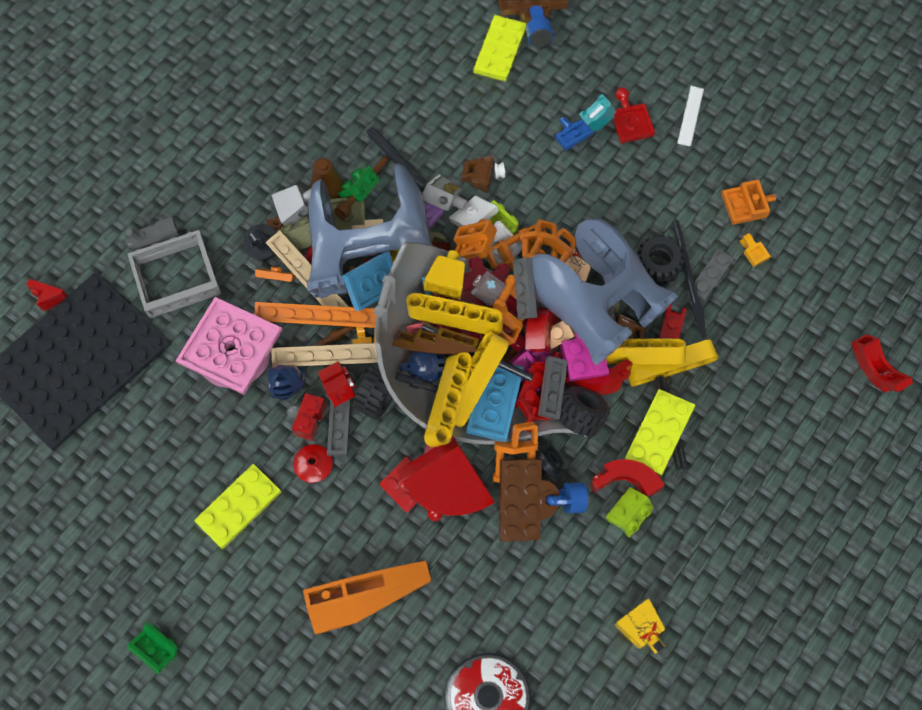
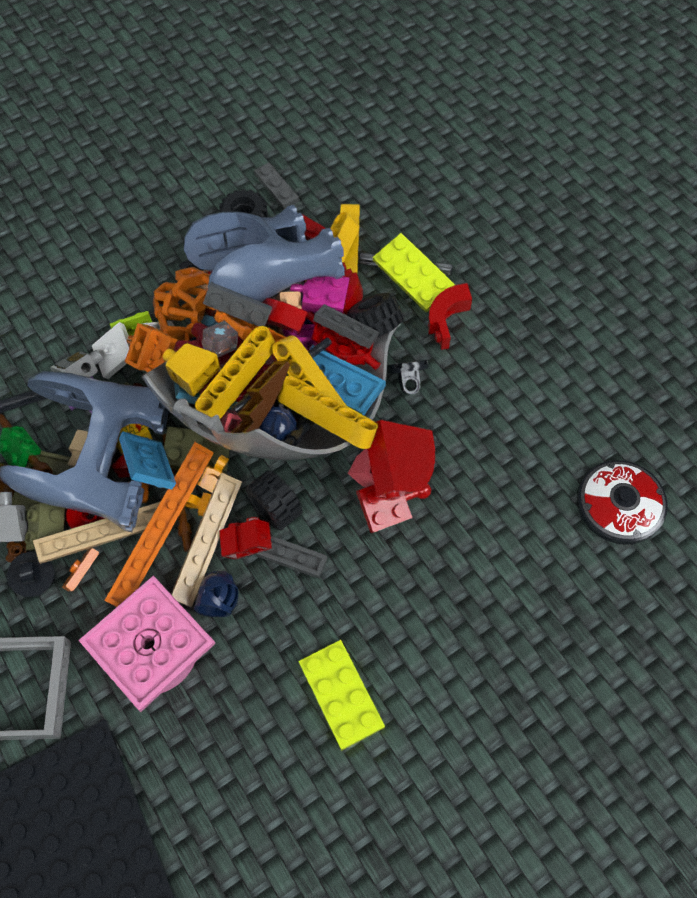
camera: 70 degrees left, 5 degrees down
(153, 648) = (479, 838): green bracket -> none
(306, 416) = (267, 584): red piece -> none
(317, 471) = (324, 608): red dish -> none
(360, 596) = (488, 589): orange wedge -> none
(482, 172) = (71, 330): reddish brown piece -> none
(499, 170) = (76, 314): white bush -> none
(516, 447) = (393, 376): orange bar -> none
(529, 499) = (442, 391): reddish brown plate -> none
(572, 133) = (72, 238): blue plate -> none
(598, 113) = (66, 204): teal piece -> none
(630, 511) = (478, 323): lime bracket -> none
(631, 121) = (85, 190): red plate -> none
(642, 626) = (590, 348): yellow torso -> none
(690, 116) = (107, 146): white sticker -> none
(696, 307) = (279, 200): black piece -> none
(747, 202) = (220, 133): orange plate -> none
(755, 252) = (270, 145): light orange plate -> none
(876, 367) = (417, 103): red arch -> none

